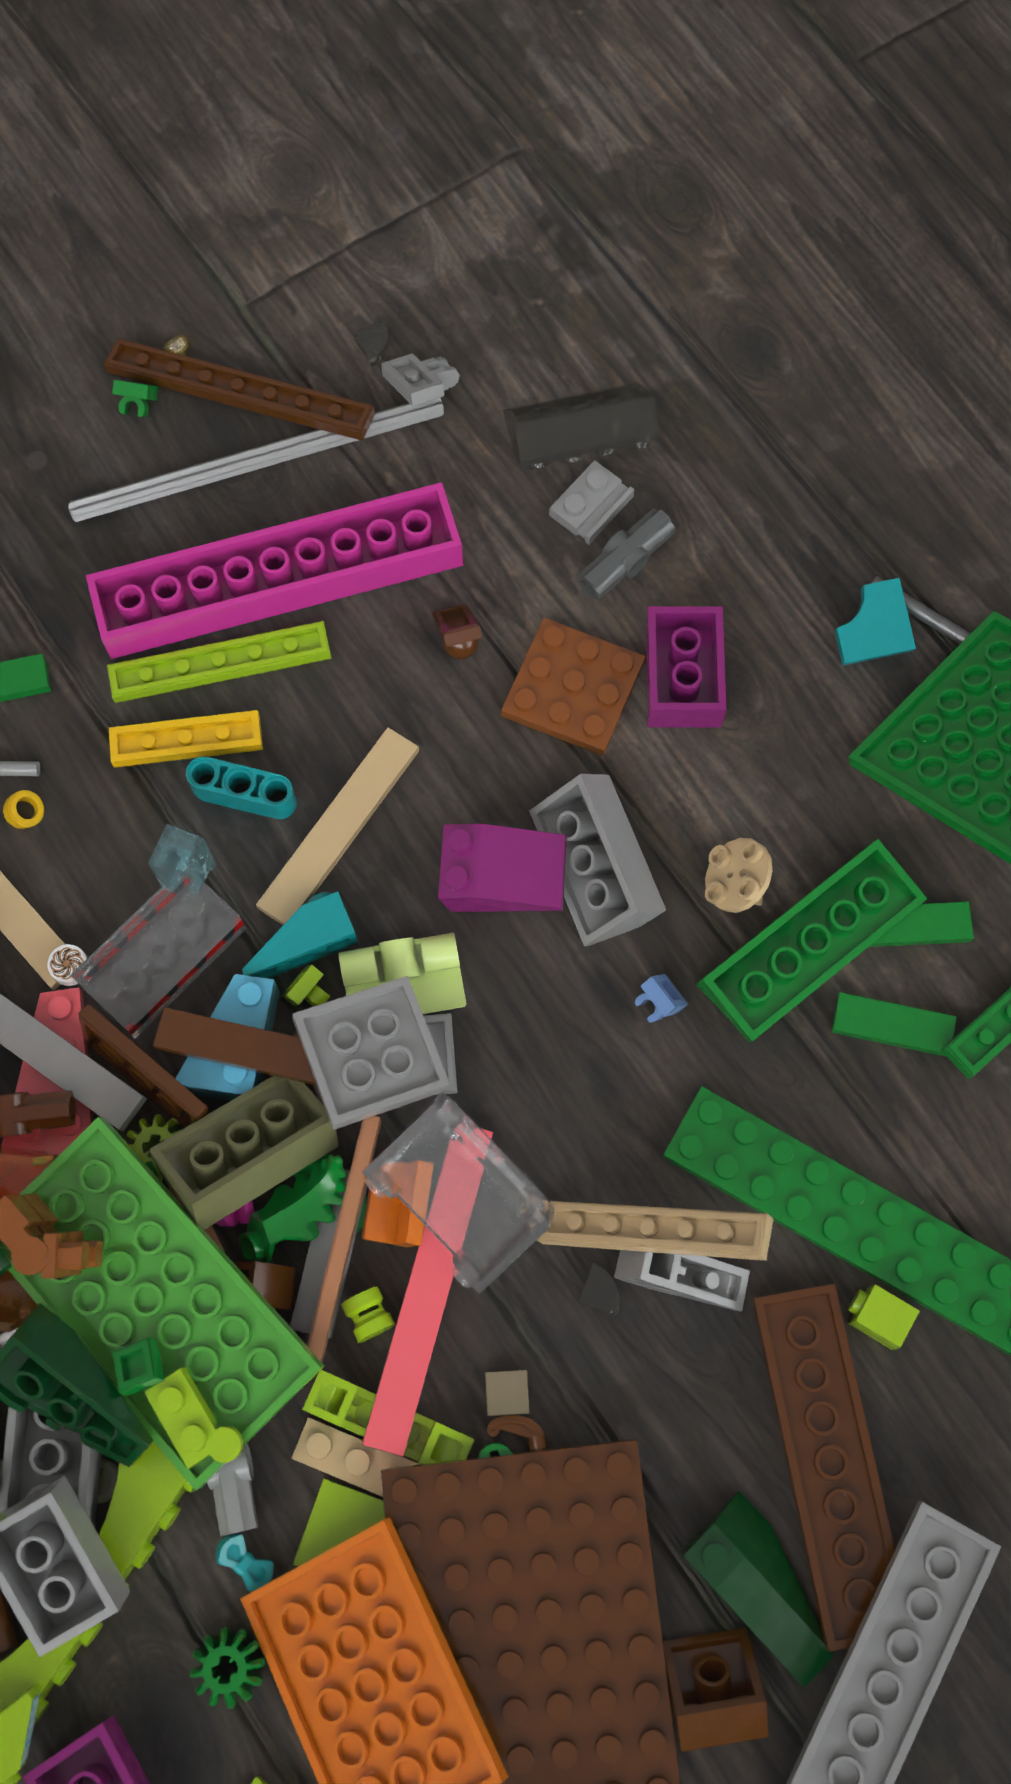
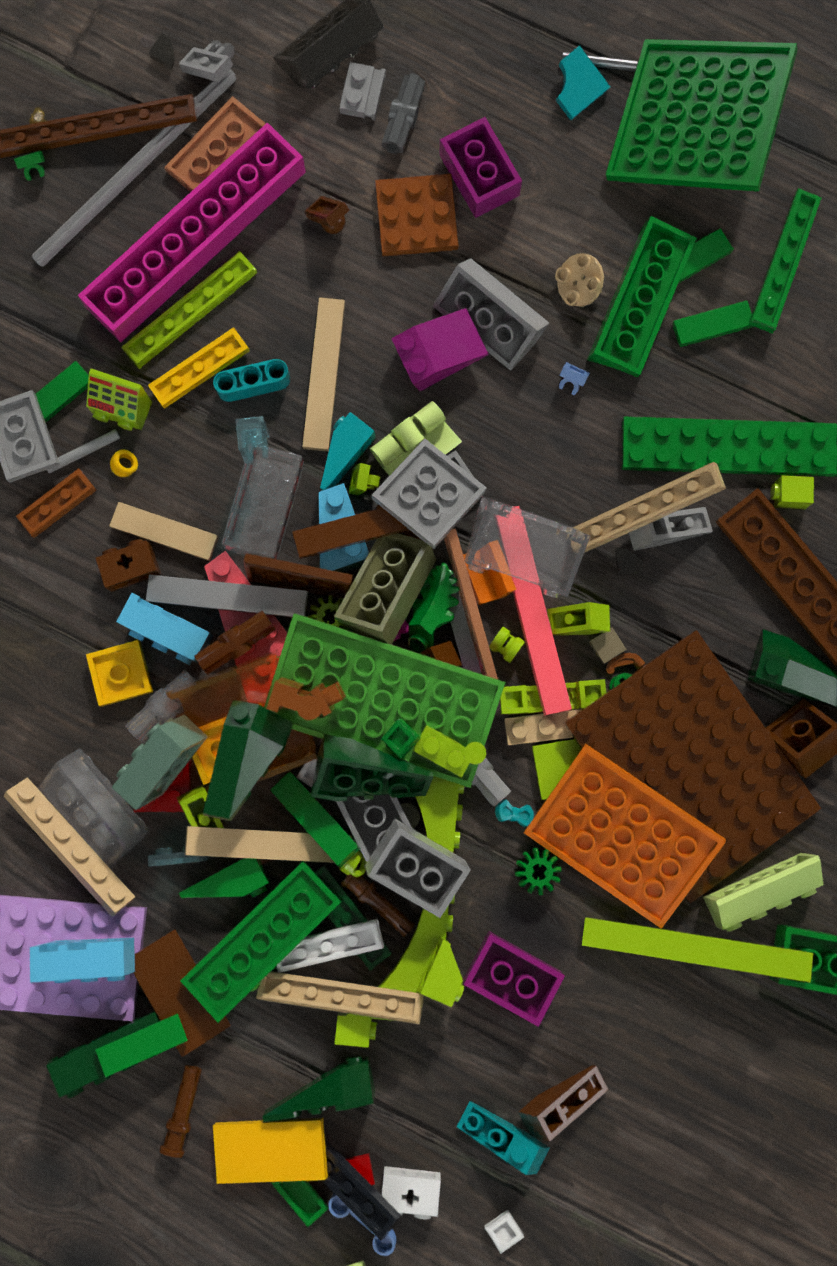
camera: 30 degrees left, 10 degrees up
(58, 728) = (117, 400): none -> lime slope
(64, 962) = (210, 540): tile -> none
(369, 476) = (214, 144): none -> nougat tile
(486, 1334) = (579, 619): none -> lime slope

